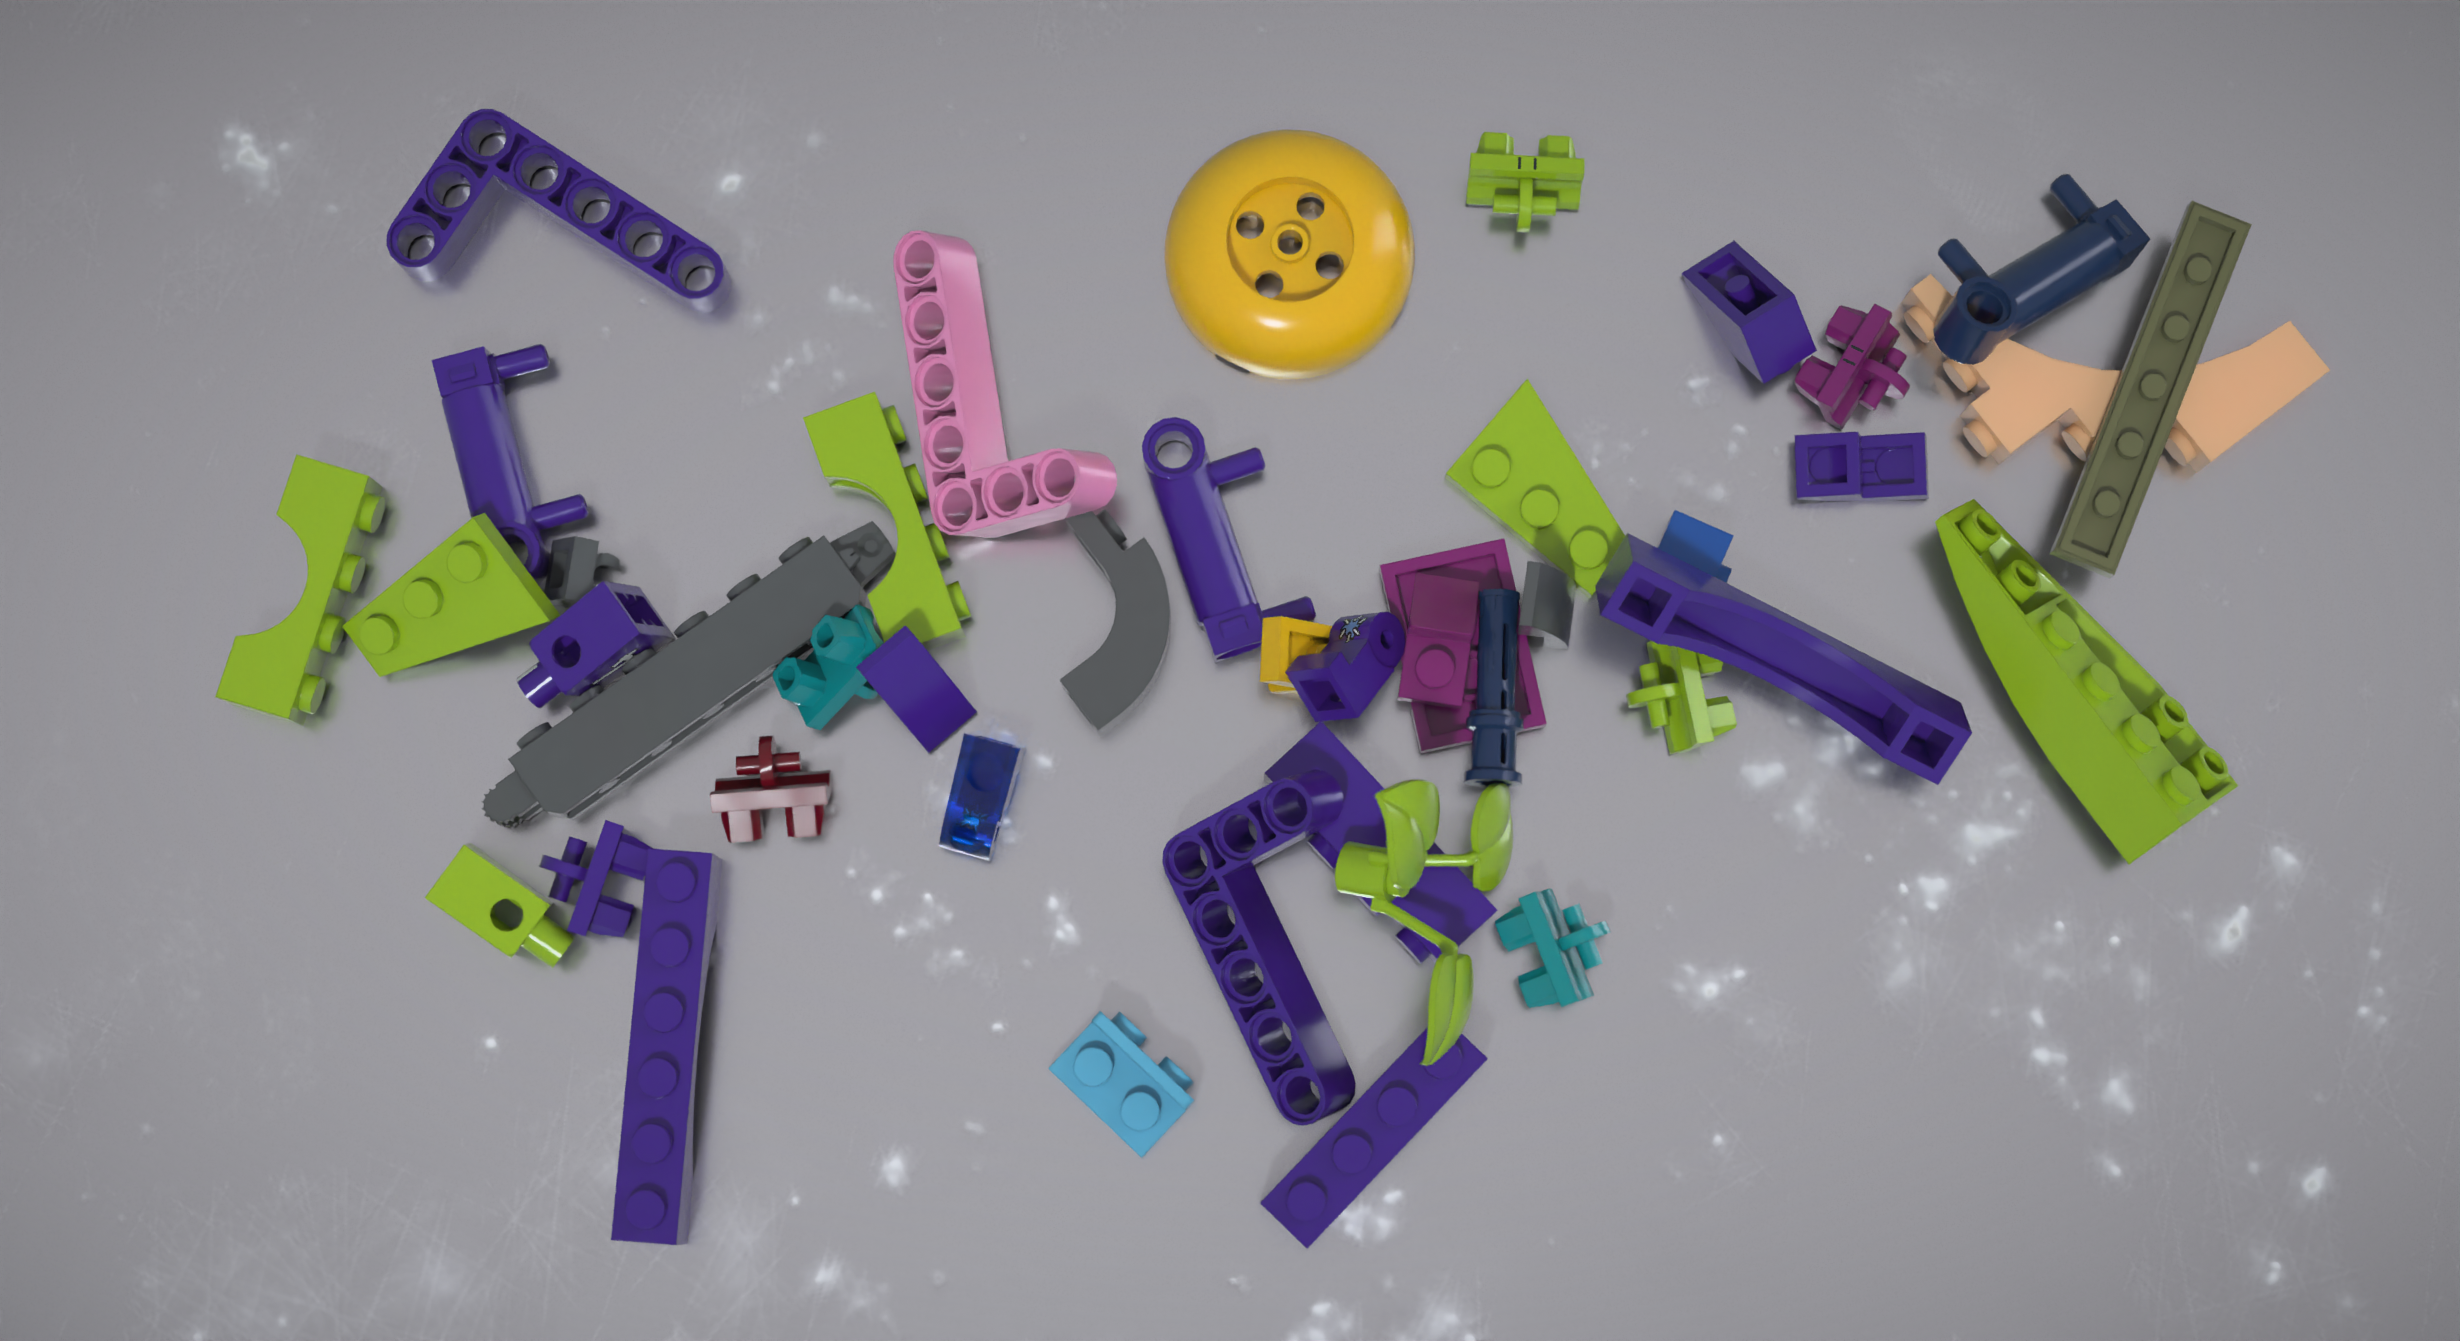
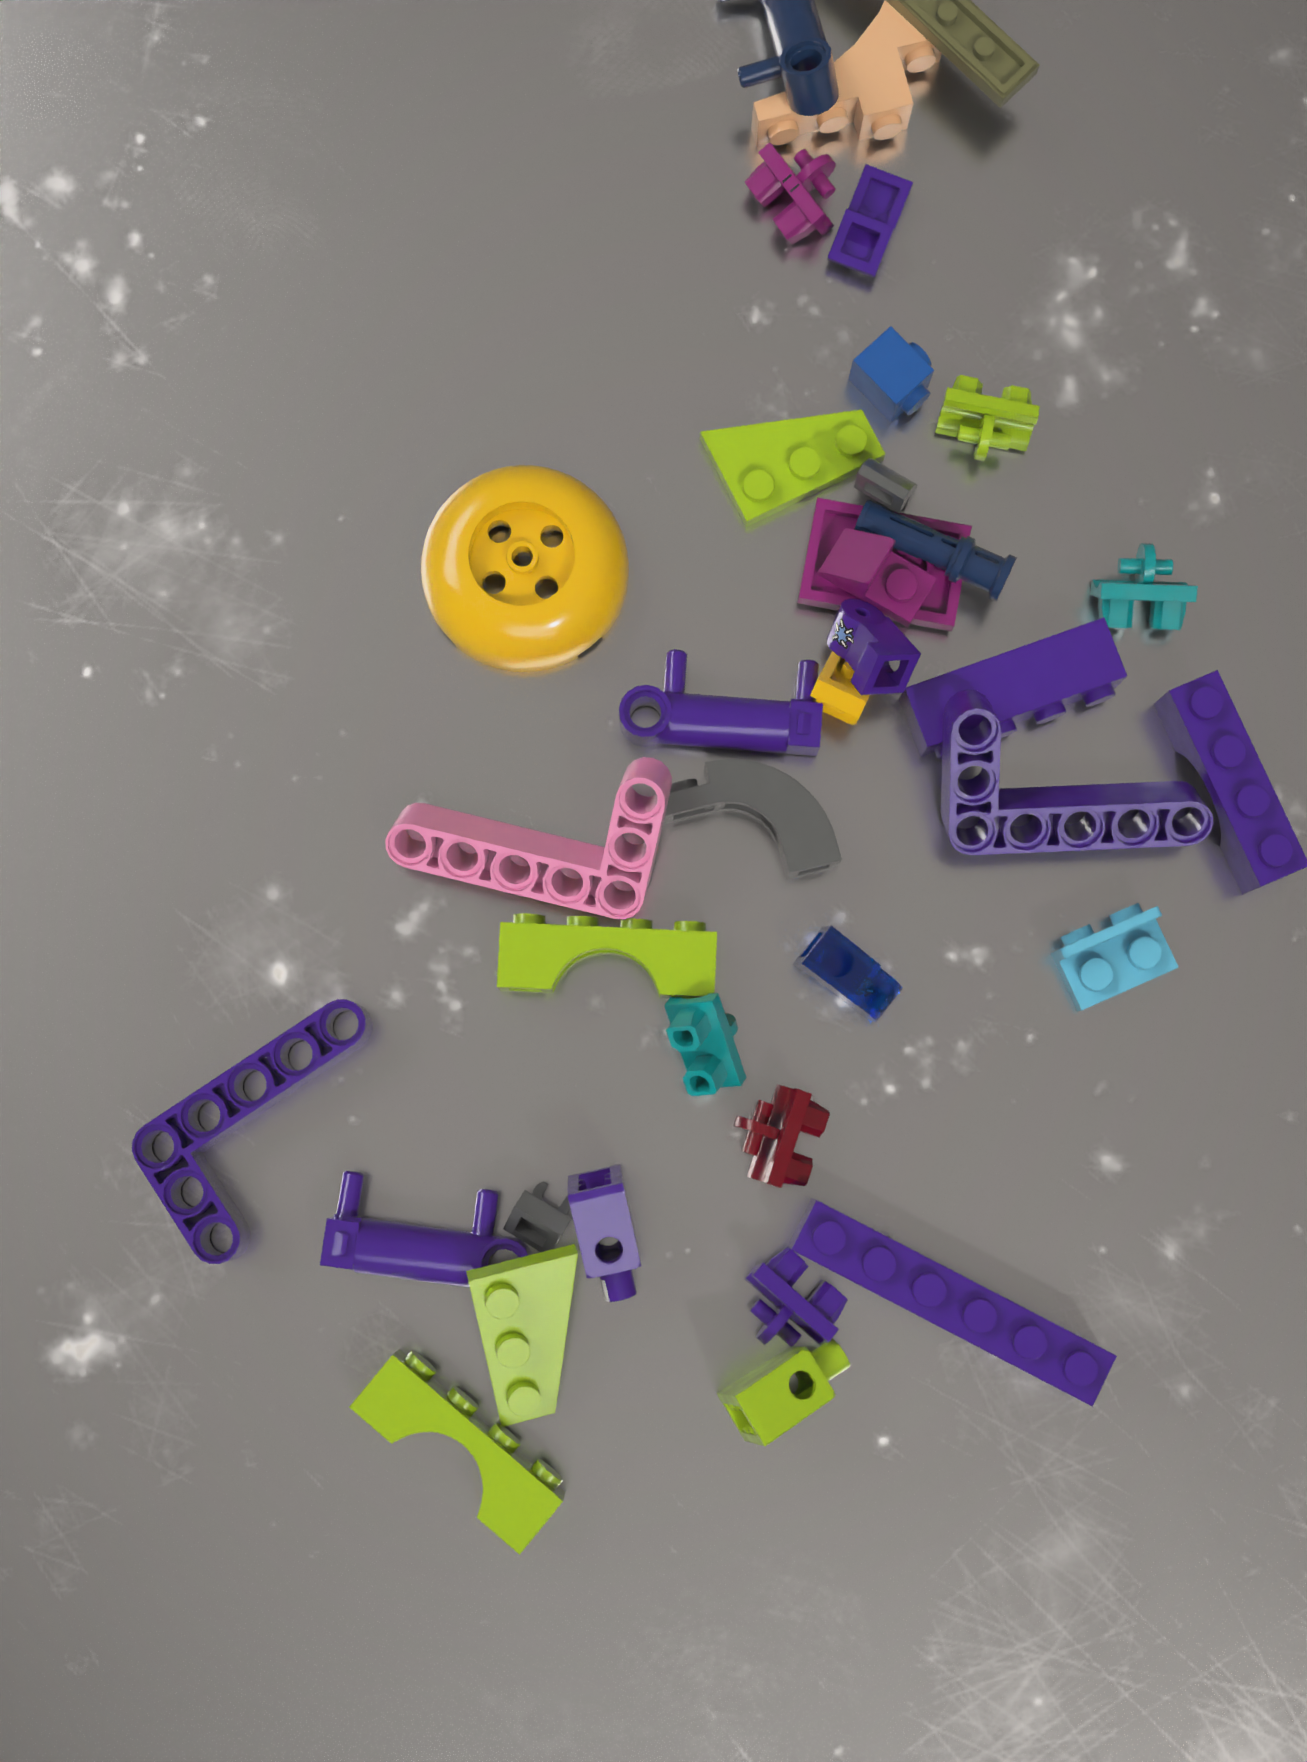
camera: 70 degrees left, 0 degrees up
(687, 682) = (665, 1164): dark grey hinge -> none
(916, 689) = (749, 986): dark purple slope -> none
(1383, 873) = (1050, 682): lime plant -> none
(1523, 182) = (551, 370): lime hips -> none
(1705, 615) = (949, 365): dark purple arch -> none
(1751, 311) = (720, 247): dark purple slope -> none
(2080, 692) = (1115, 134): lime wedge -> none

